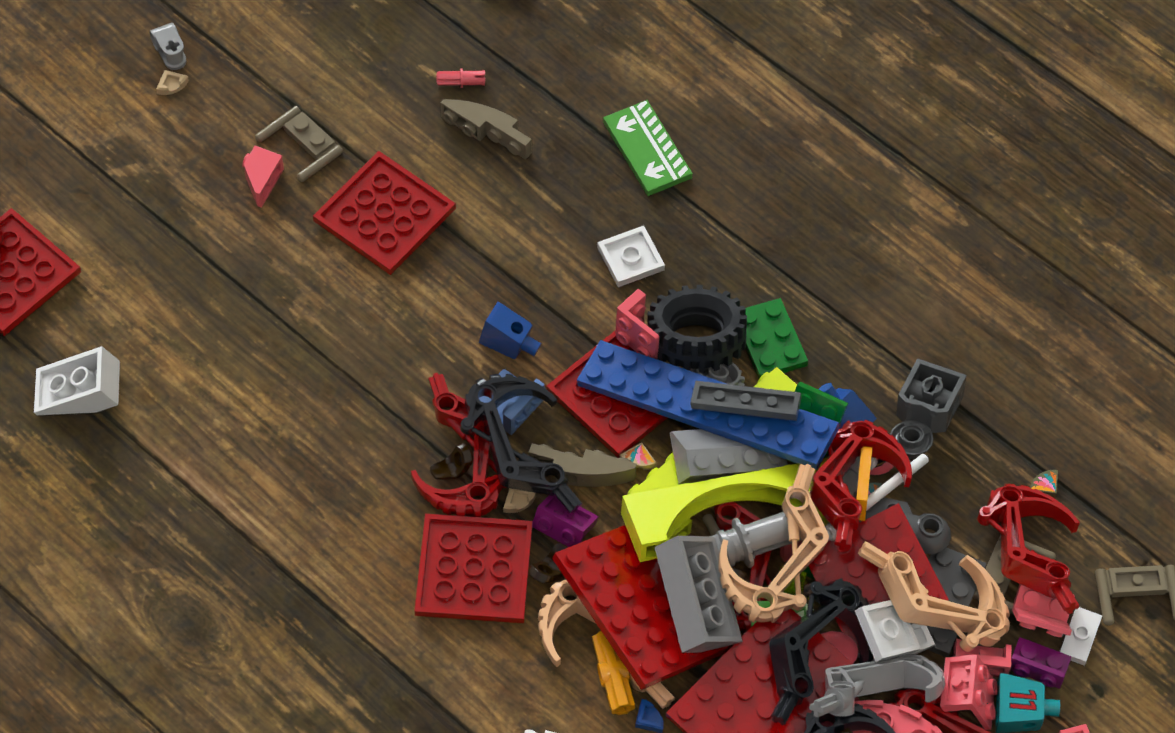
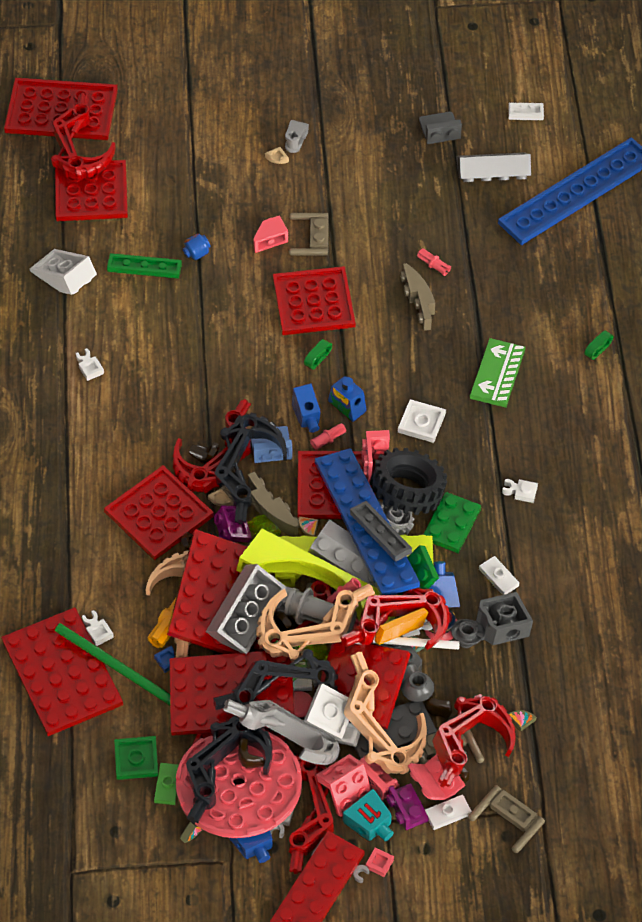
camera: 45 degrees right, 5 degrees down
(161, 311) = (144, 265): none -> green plate
(197, 247) = (196, 246): none -> blue head
(224, 470) = (89, 366): none -> white plate
(452, 266) = (318, 354): none -> green beam
(536, 289) = (348, 398): none -> blue torso
(555, 347) = (327, 436): none -> coral axle
(603, 495) = (262, 522): none -> clear neon green plate
(714, 44) = (598, 345): none -> green beam
(769, 495) = (352, 585): none -> coral axle
(801, 250) = (523, 490): none -> white plate
(871, 357) = (499, 575): none -> white plate
(964, 538) = (438, 707): none -> dark brown hair

